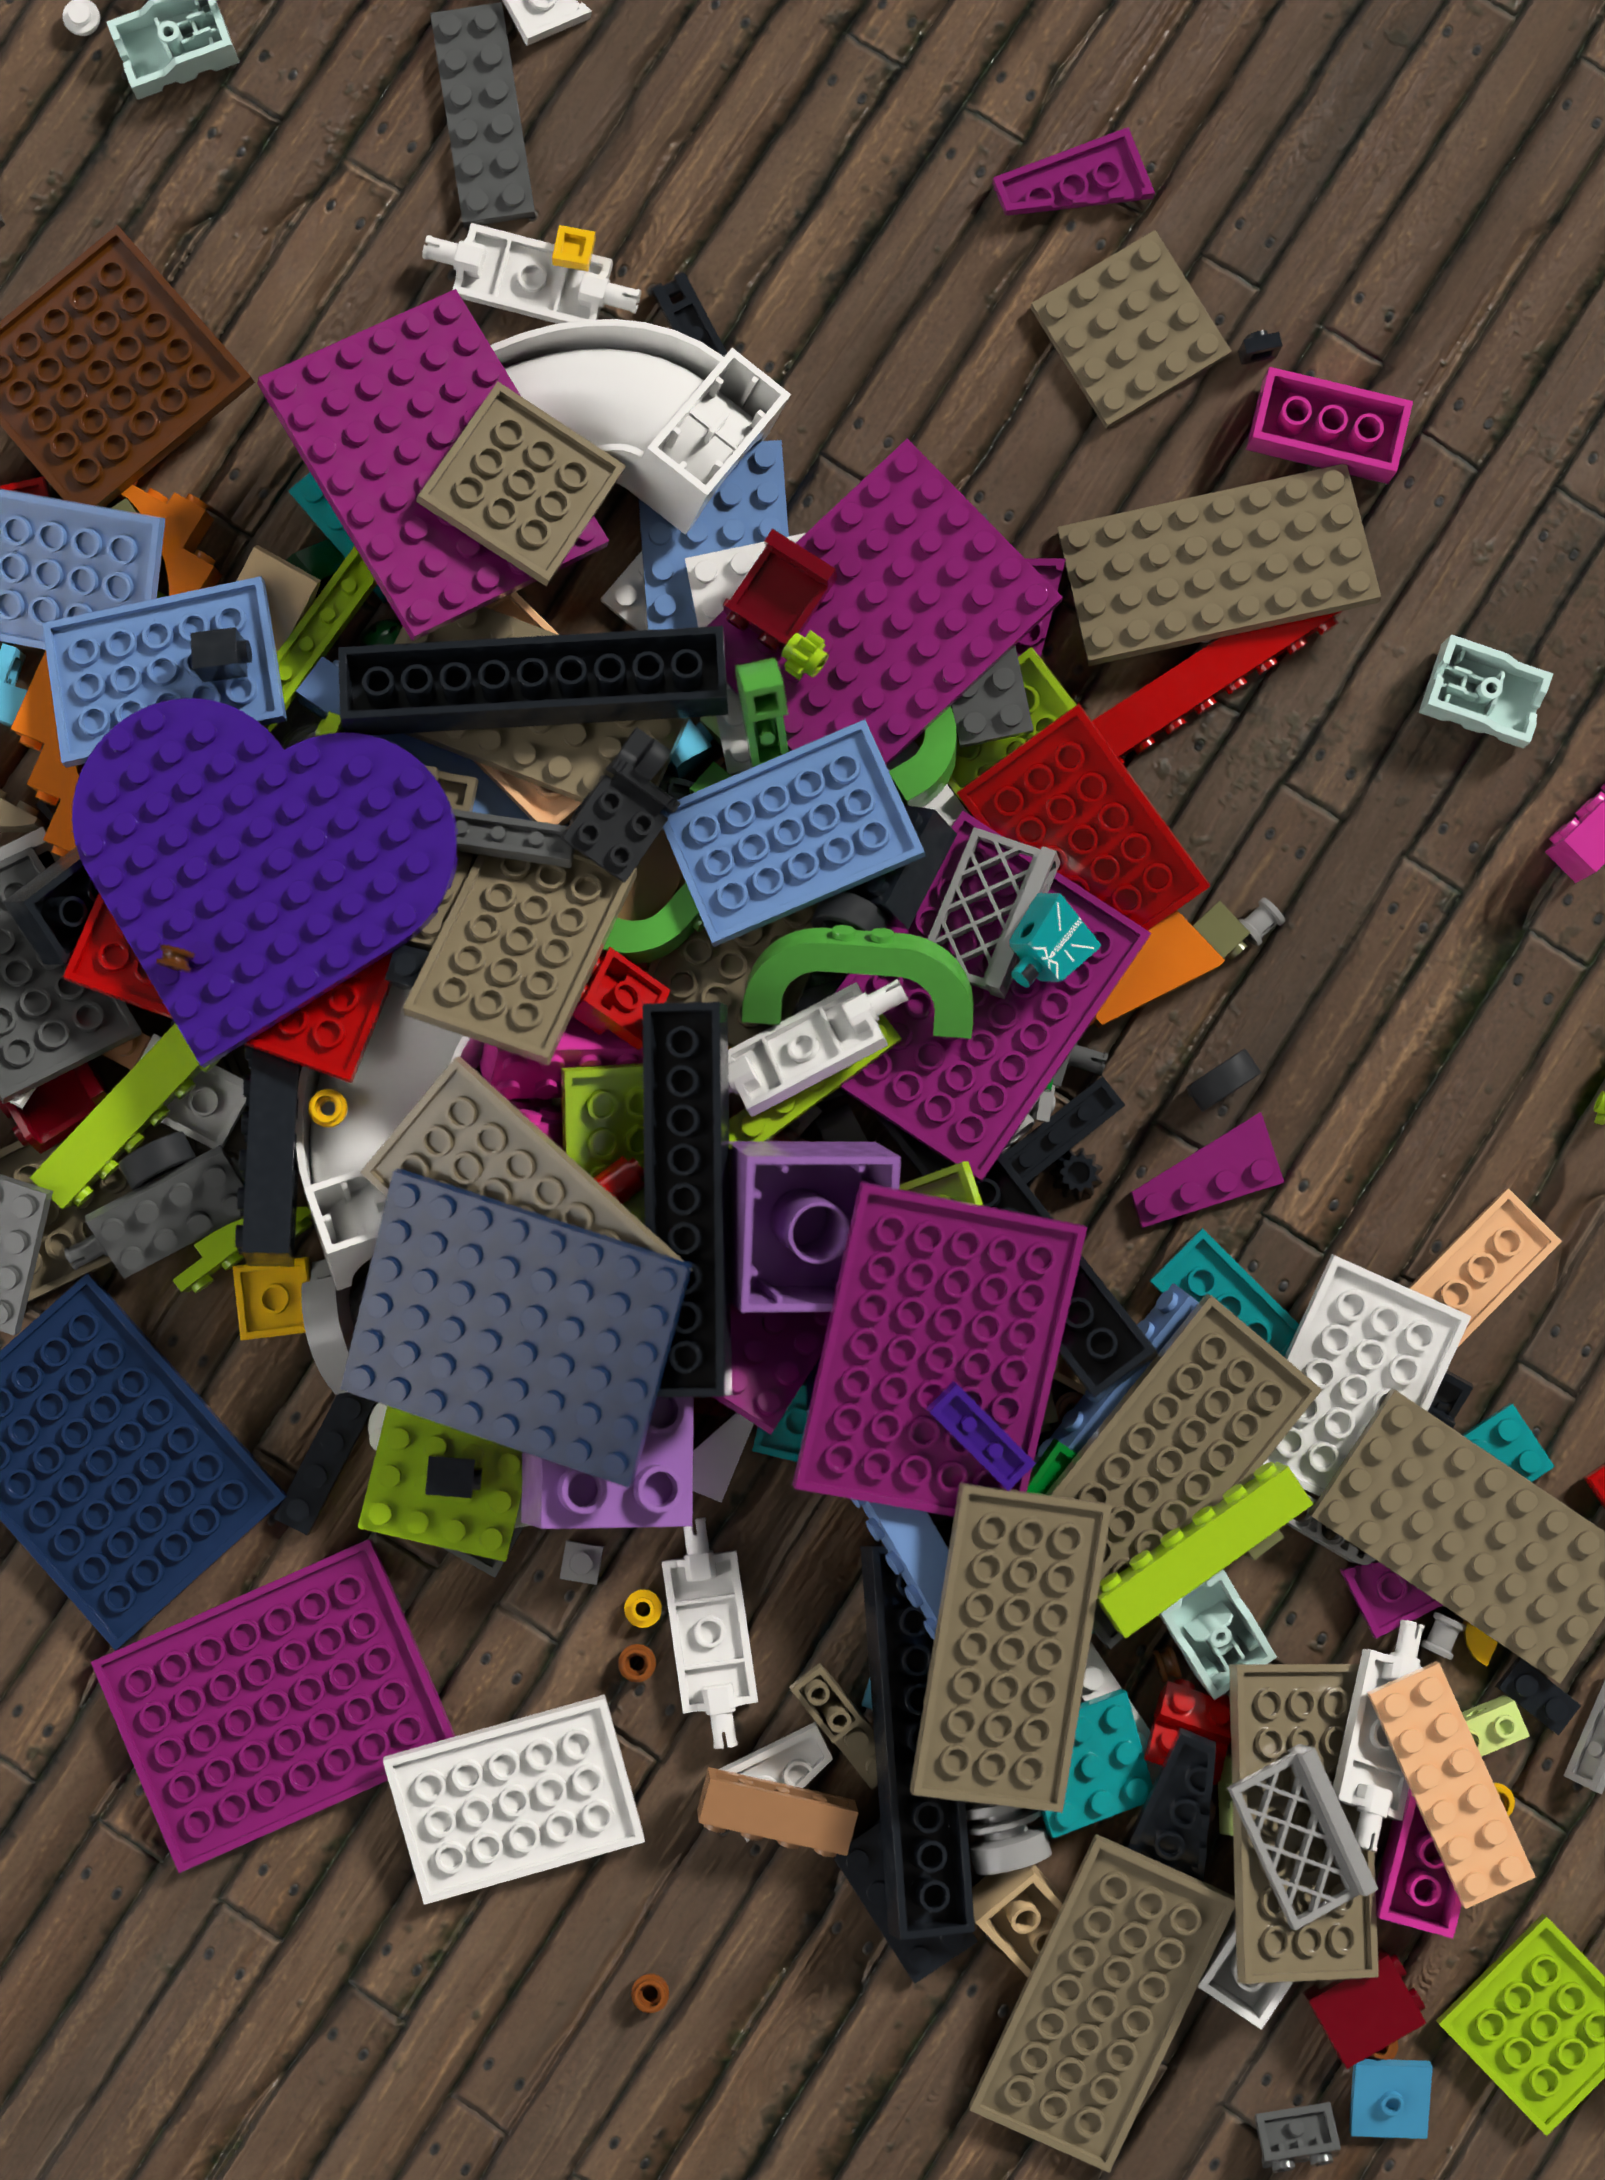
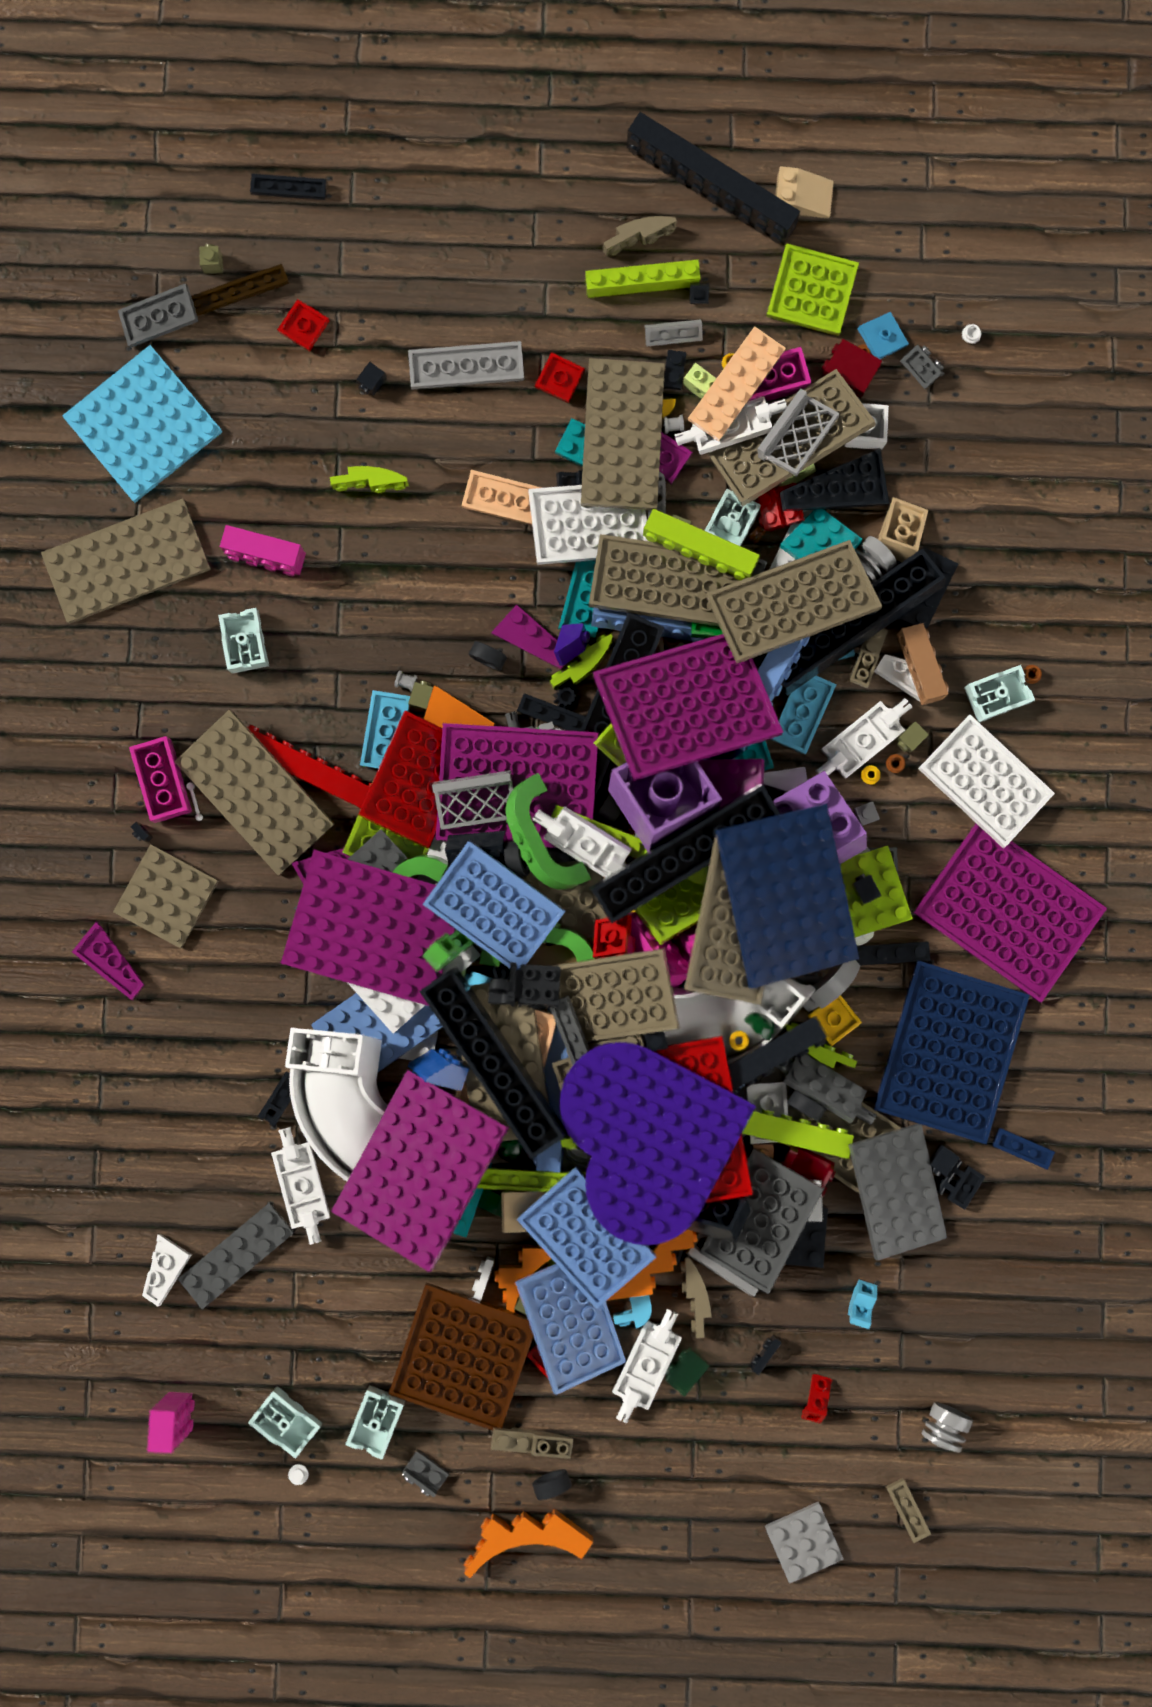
camera: 115 degrees left, 0 degrees up
(86, 179) = (375, 1422): none -> light aqua piece
(175, 958) = (716, 1145): reddish brown bush -> none
(199, 468) = (479, 1285): none -> white plate
(220, 654) = (564, 1213): black brick -> none
(331, 1156) = (760, 1024): none -> dark green helmet
(521, 483) = (406, 1122): dark tan plate -> none
(573, 248) = (277, 1172): yellow plate -> none
(581, 596) = (440, 1068): none -> blue slope
(622, 1179) = (693, 889): red brick -> none
(649, 1914) = (999, 693): none -> light aqua piece
(663, 1716) = (911, 737): none -> olive brick
(780, 592) = (387, 977): dark red panel -> none
(804, 655) = (409, 948): lime gear -> none
(812, 1557) = (803, 713): none -> medium azure plate
(980, 1435) = (711, 665): dark purple plate -> none
(1050, 941) = (474, 763): teal torso -> none
(1102, 2003) = (918, 478): dark tan plate -> none
(1118, 1252) = (588, 662): none -> lime slope
(1164, 1232) = (571, 642): none -> dark purple slope
(1217, 844) = (382, 722): none -> medium azure plate
(1231, 456) = (190, 786): none -> white hinge

